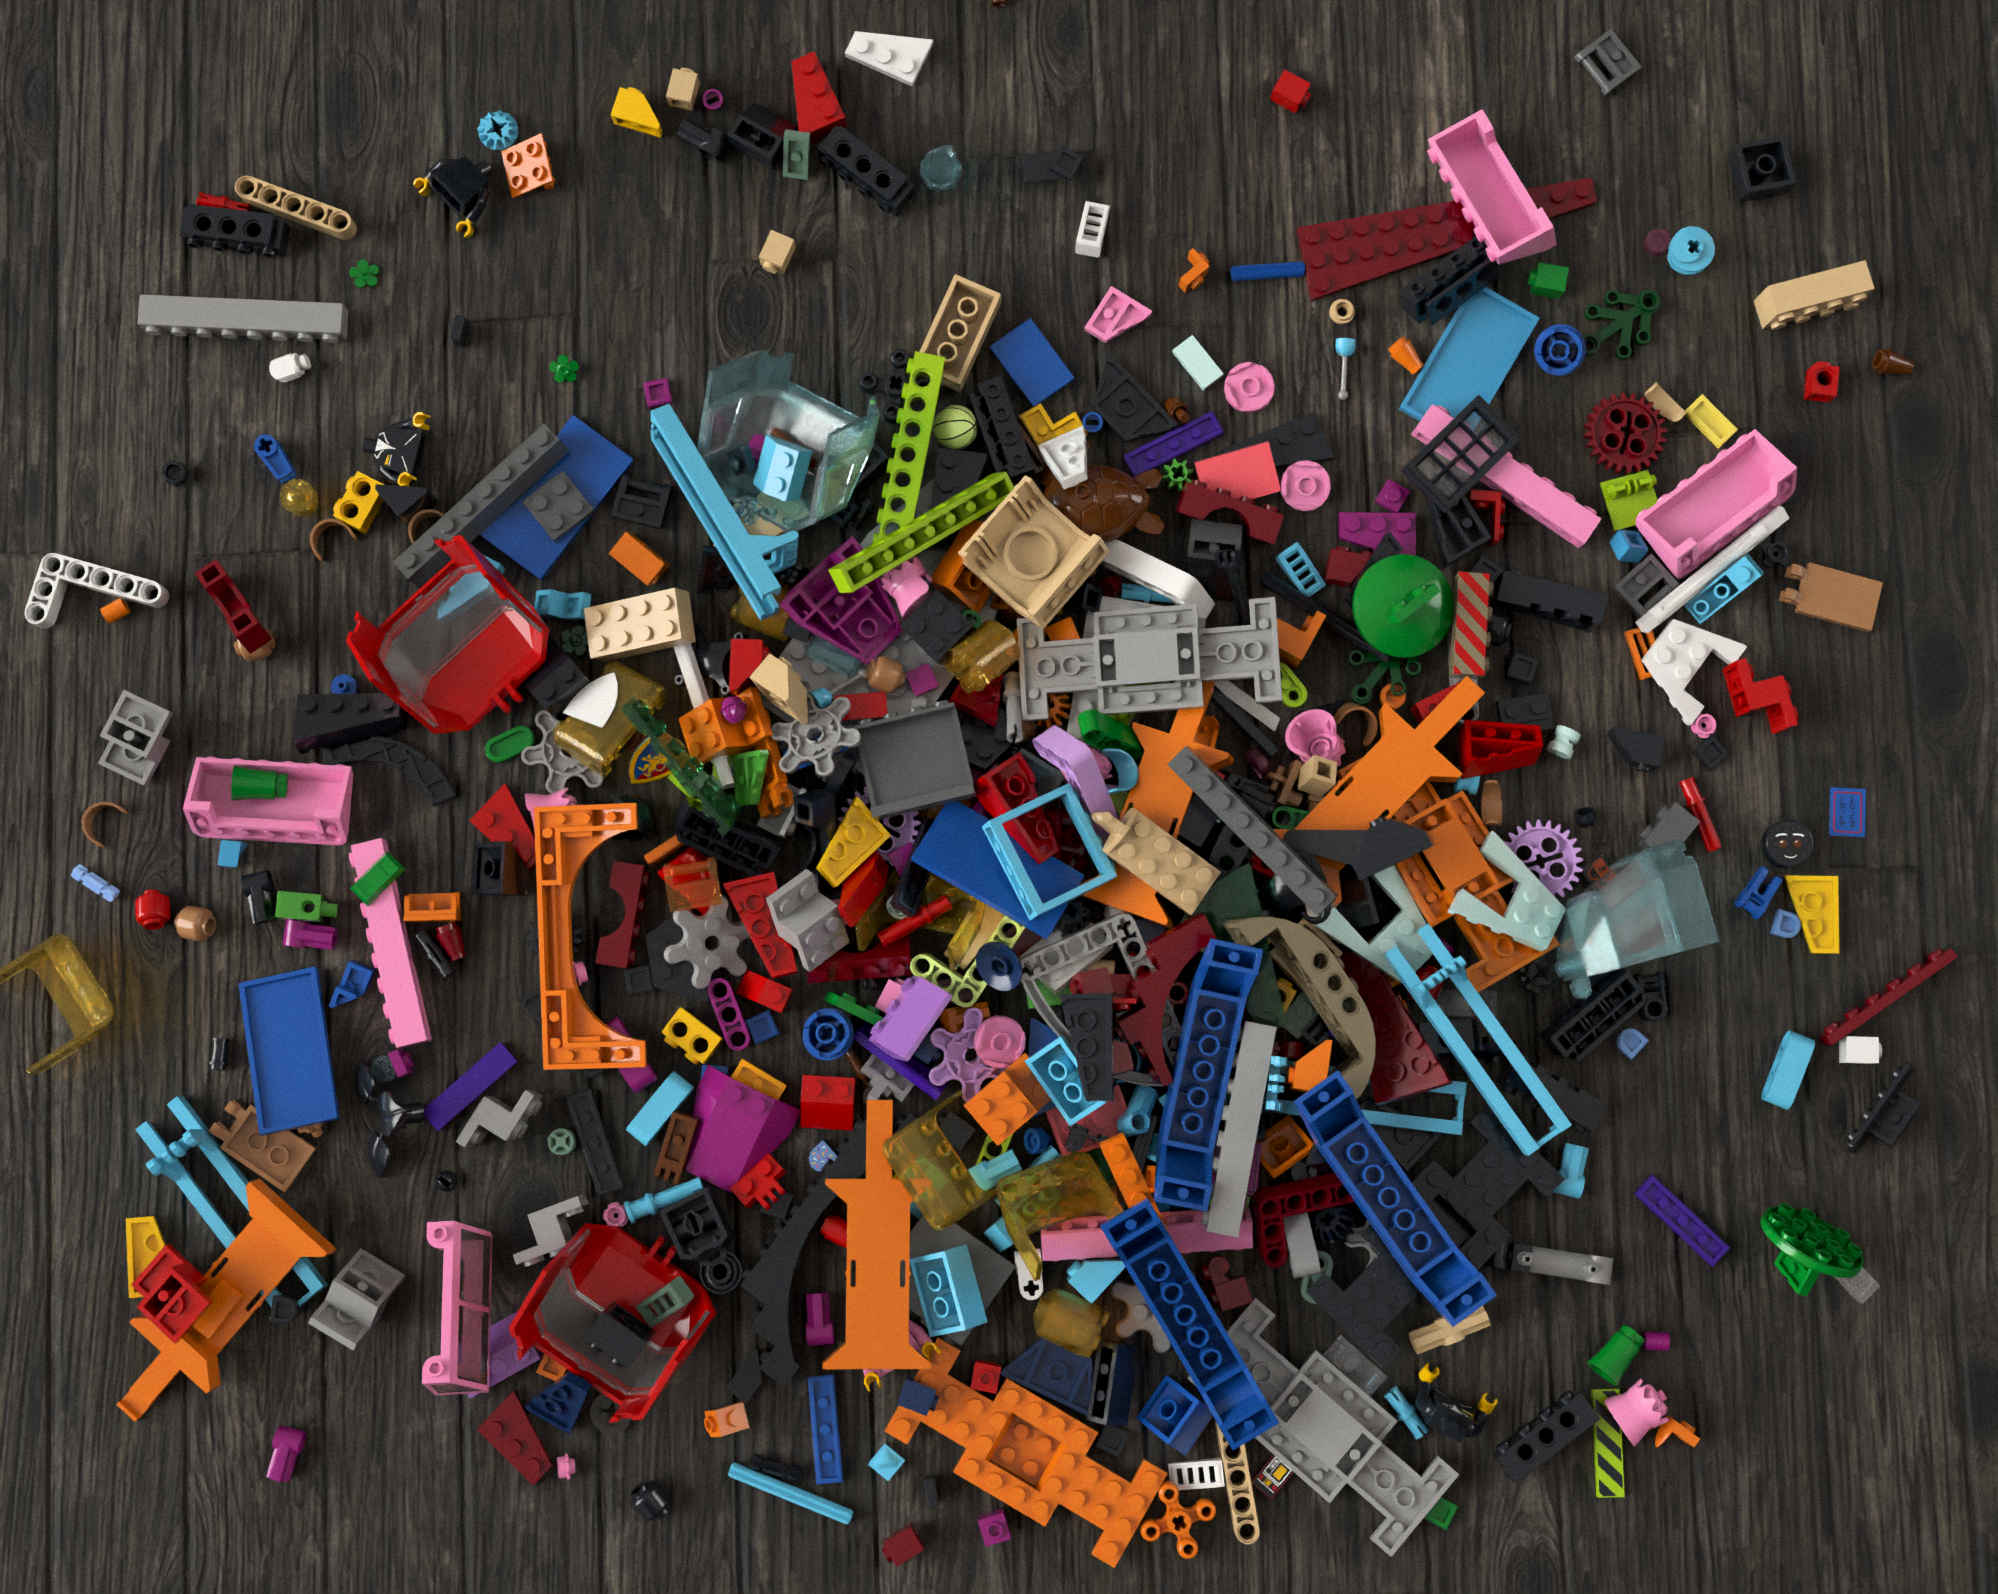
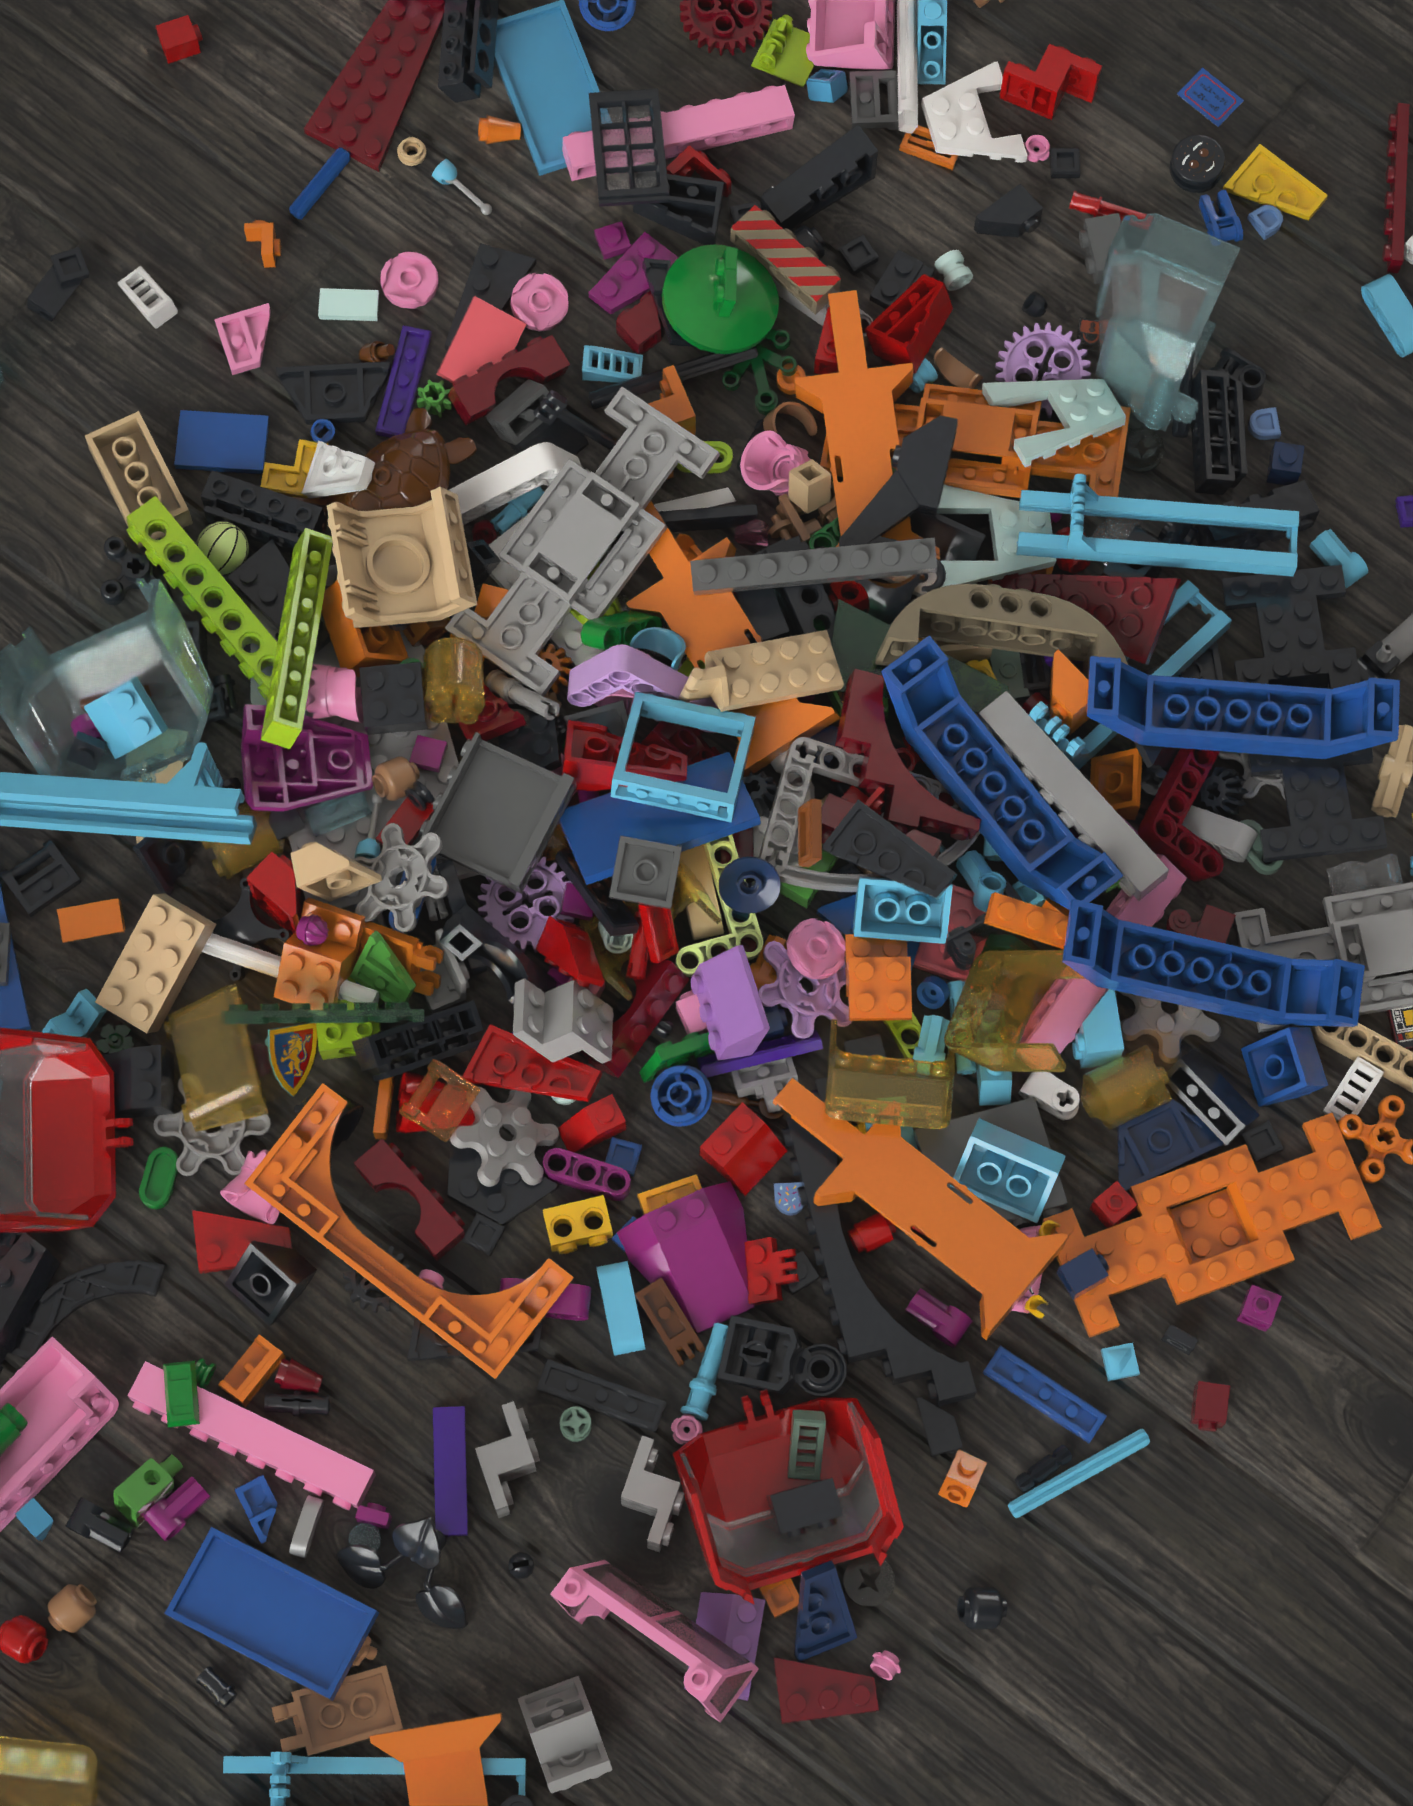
camera: 50 degrees left, 10 degrees down
(361, 1026) = (306, 1526): none -> light grey beam
(406, 879) = (204, 1373): none -> green bush
(595, 701) = (192, 1056): white sticker -> none
(852, 843) = (525, 929): yellow wing -> none
(883, 700) = (419, 795): none -> black bush
(924, 929) = (659, 932): none -> red tile
(946, 893) = (645, 872): none -> dark grey plate
(1065, 977) = (809, 833): none -> dark orange tile
(1610, 1080) = (1285, 463): none -> dark blue brick

